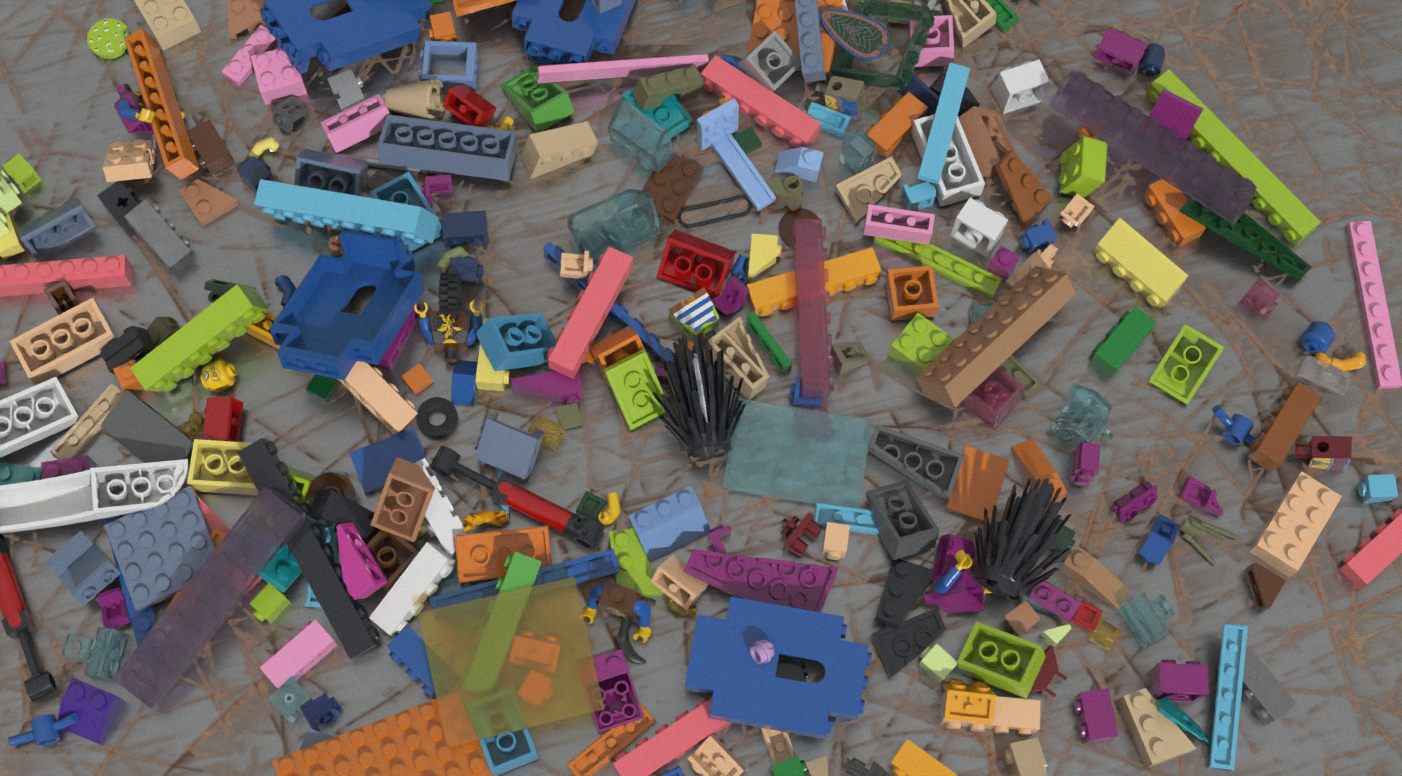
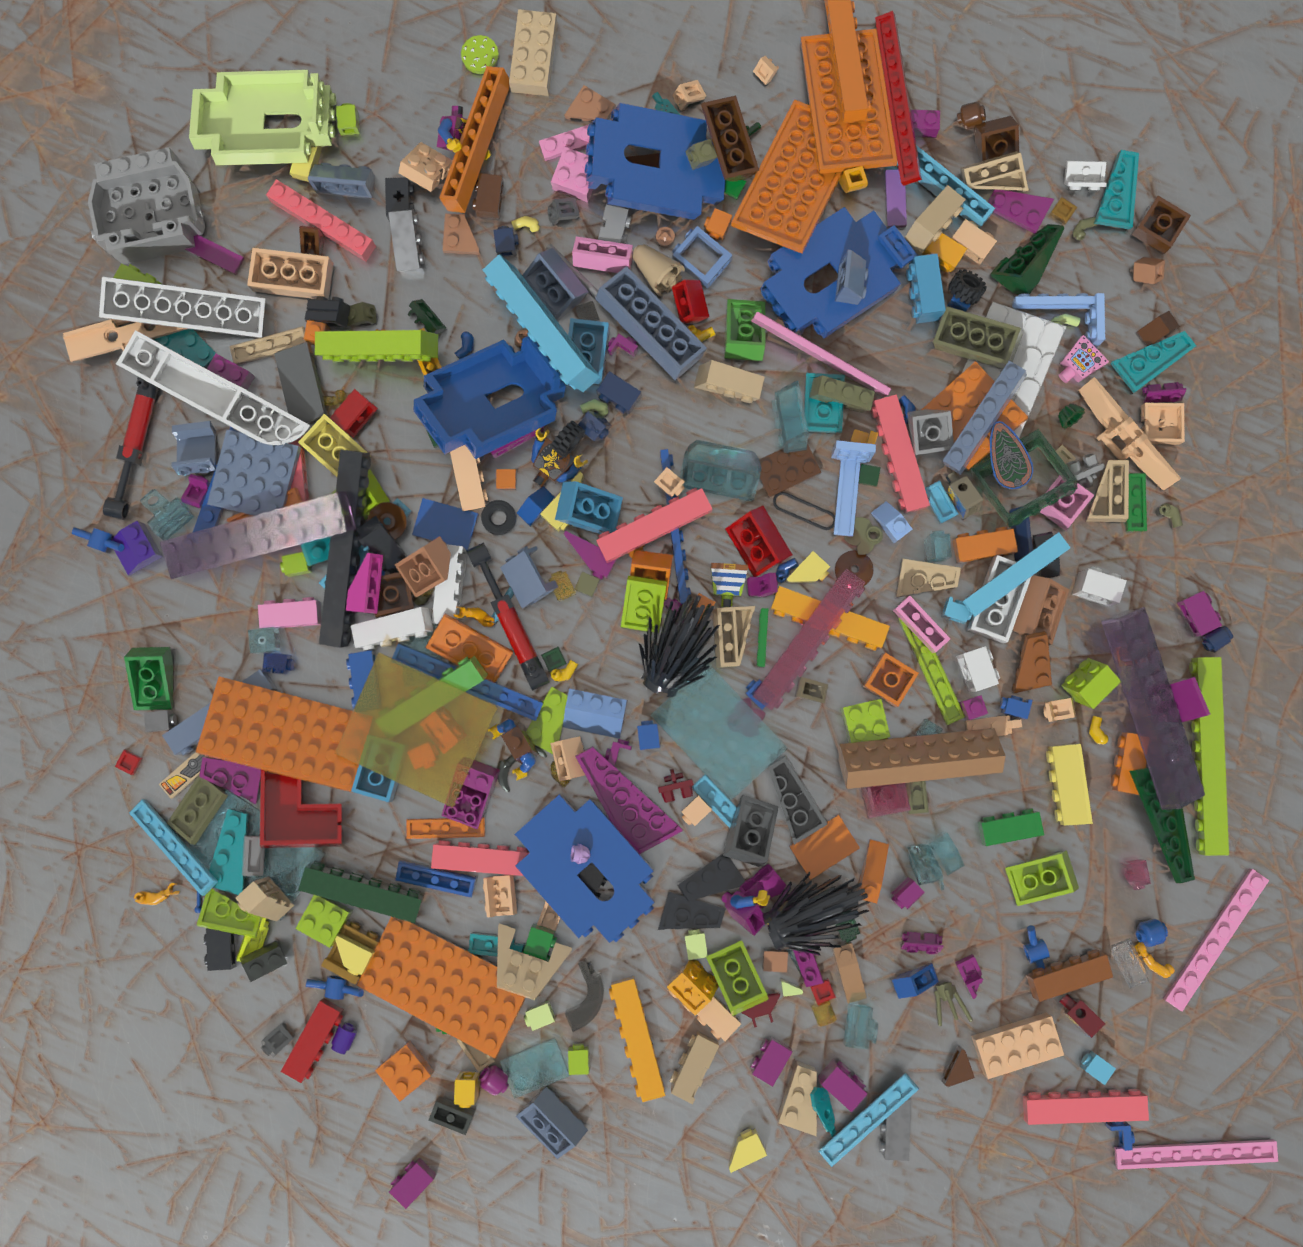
camera: 50 degrees right, 15 degrees up
(218, 376) = (374, 376): yellow head -> none
(402, 73) = (665, 237): none -> nougat tile
(738, 499) = (648, 735): none -> blue brick
(1123, 208) = (1096, 732): none -> yellow arm

